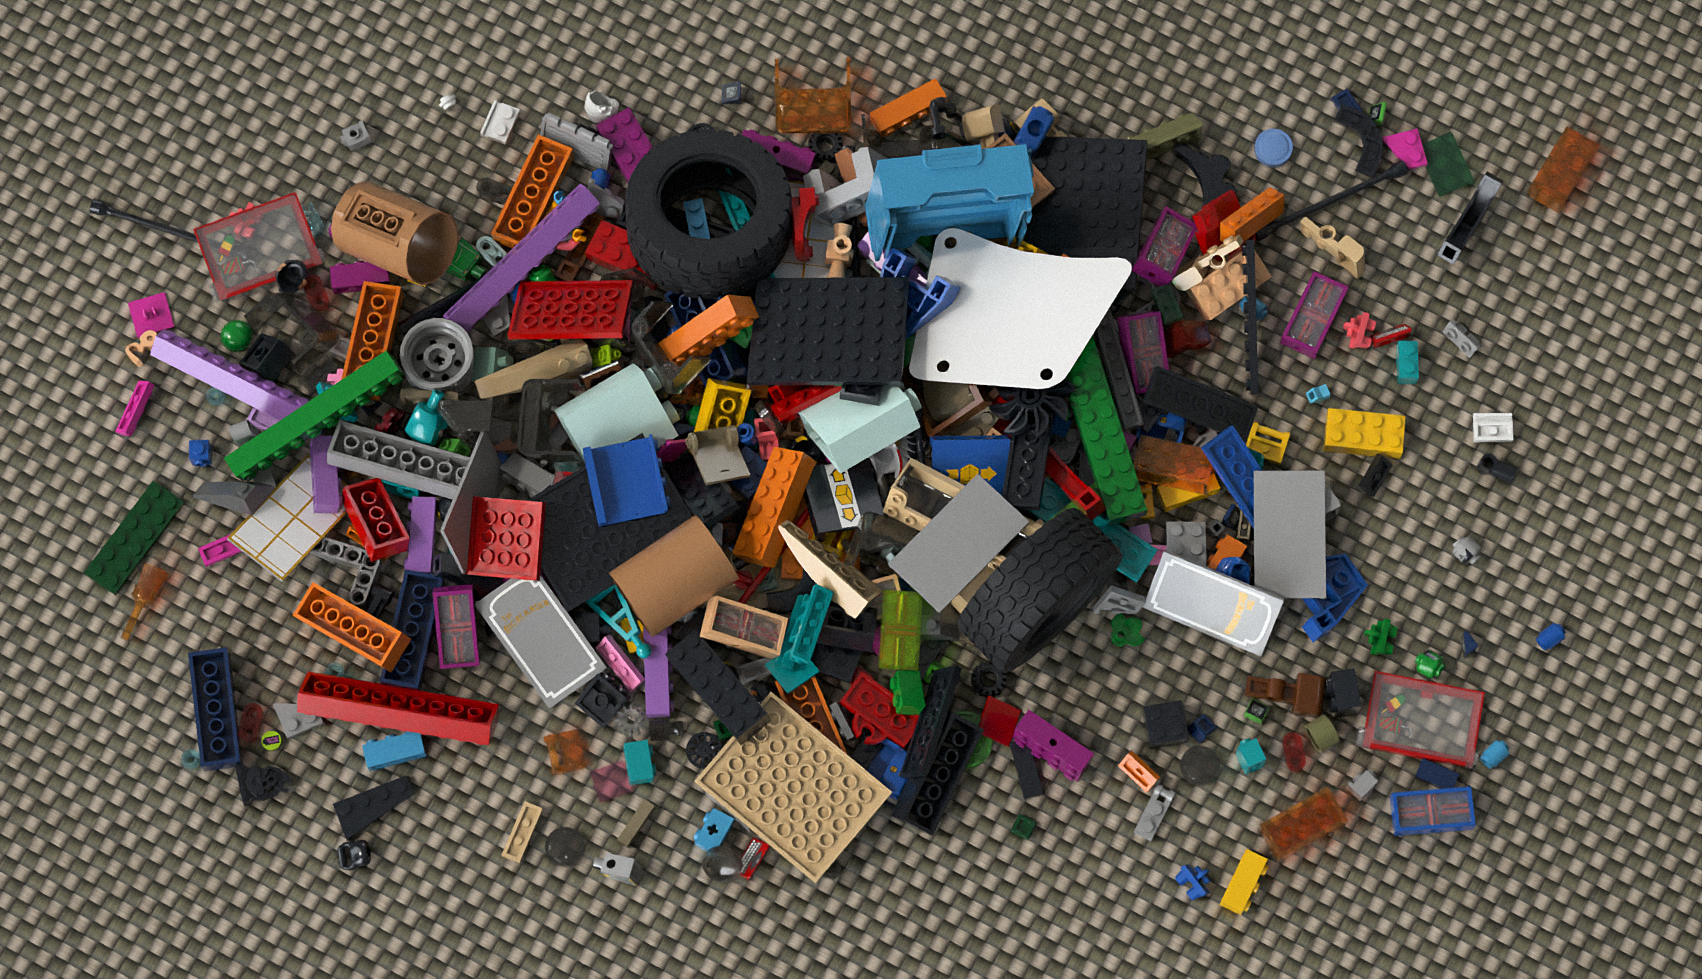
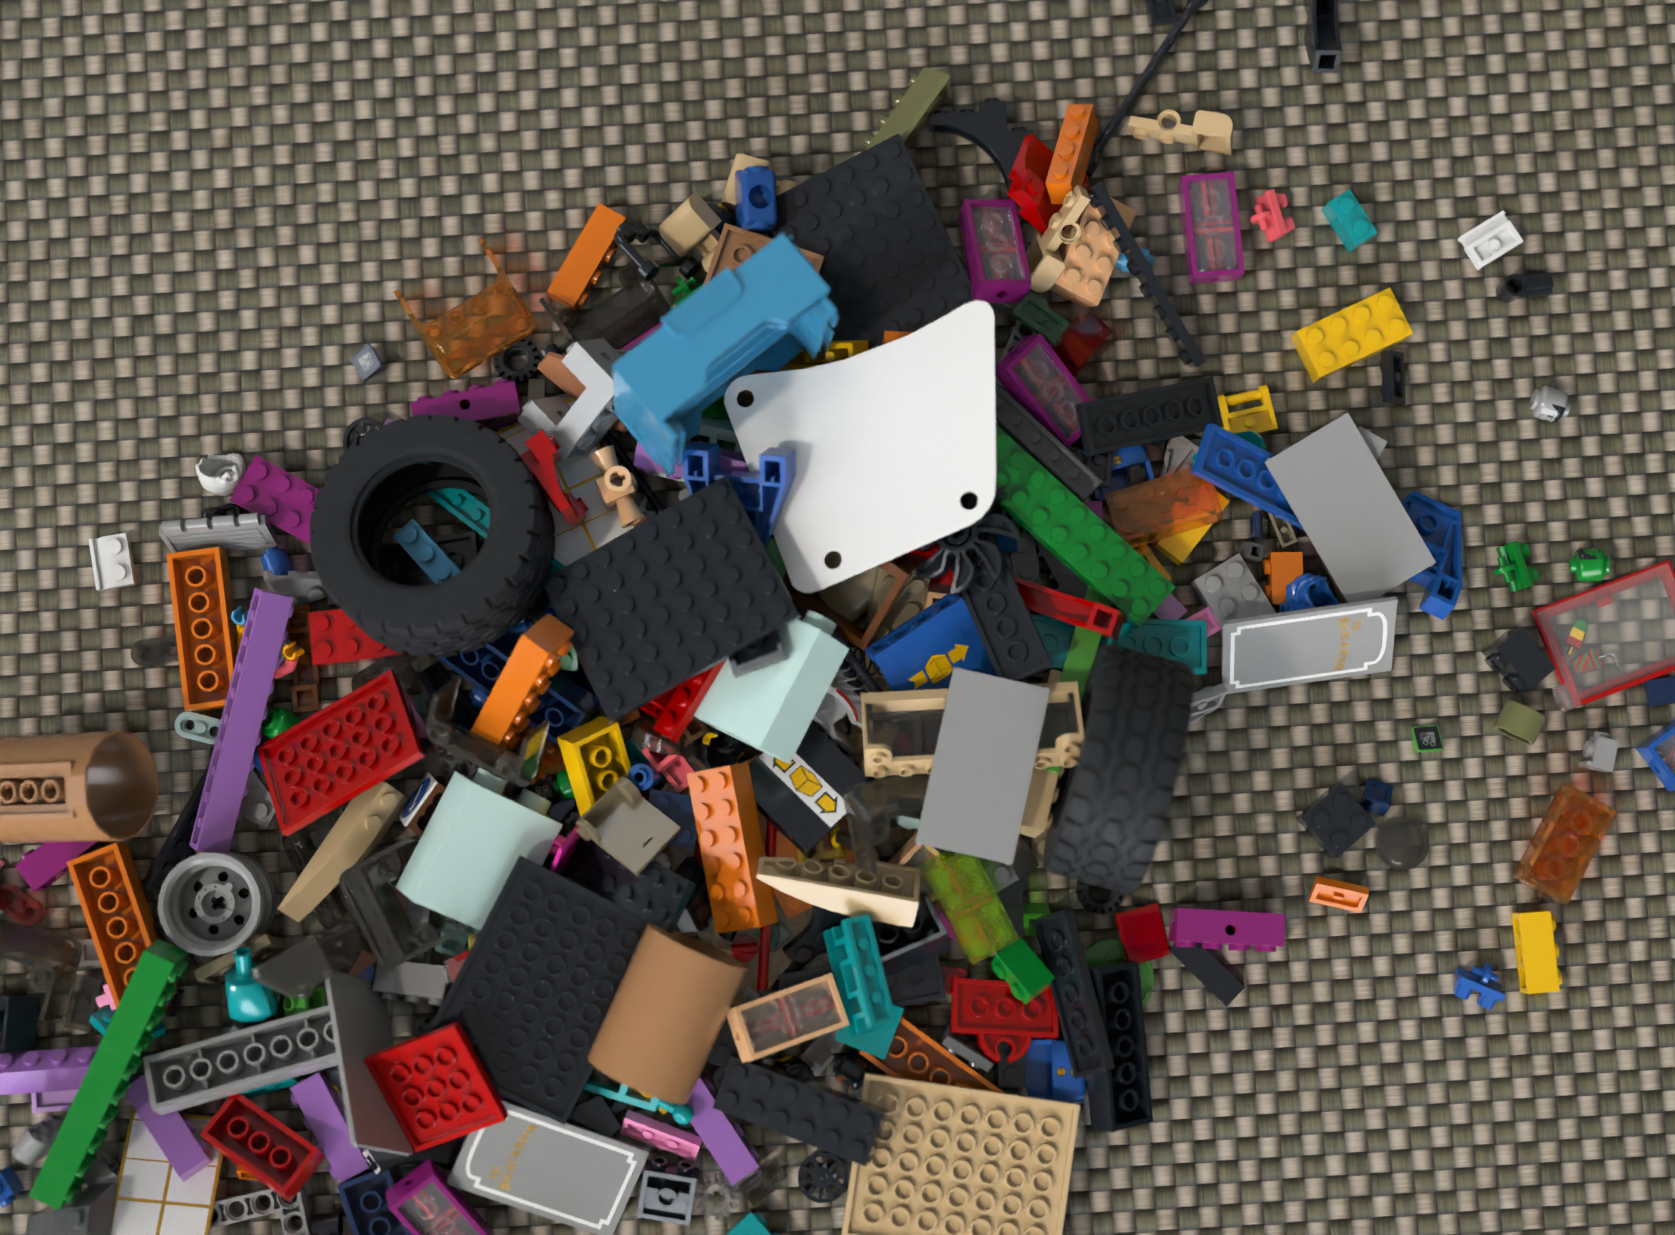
camera: 35 degrees left, 10 degrees up
(390, 422) = (207, 1014): dark red plate -> none
(447, 101) = (33, 574): white plate -> none
(466, 262) = (175, 758): green torso -> none
(489, 360) = (282, 869): sand green torso -> none
(603, 355) = (413, 779): lime hinge -> none
(626, 481) = (536, 927): blue panel -> none
(1023, 827) = (1245, 1040): dark green tile -> none
(1128, 629) = (1222, 730): green plate -> none
(1154, 813) = (1383, 931): light grey plate -> none
(1250, 755) = (1457, 800): teal brick -> none
(1273, 148) = (1040, 54): medium blue piece -> none
(1293, 753) = (1498, 761): clear red plate -> none
(1304, 695) = (1469, 686): reddish brown plate -> none
(1318, 394) = (1269, 319): medium azure piece -> none
(1390, 335) = (1308, 198): red slope -> none
(1456, 333) = (1401, 157): light grey hinge -> none
(1468, 644) = (1617, 515): dark blue slope -> none

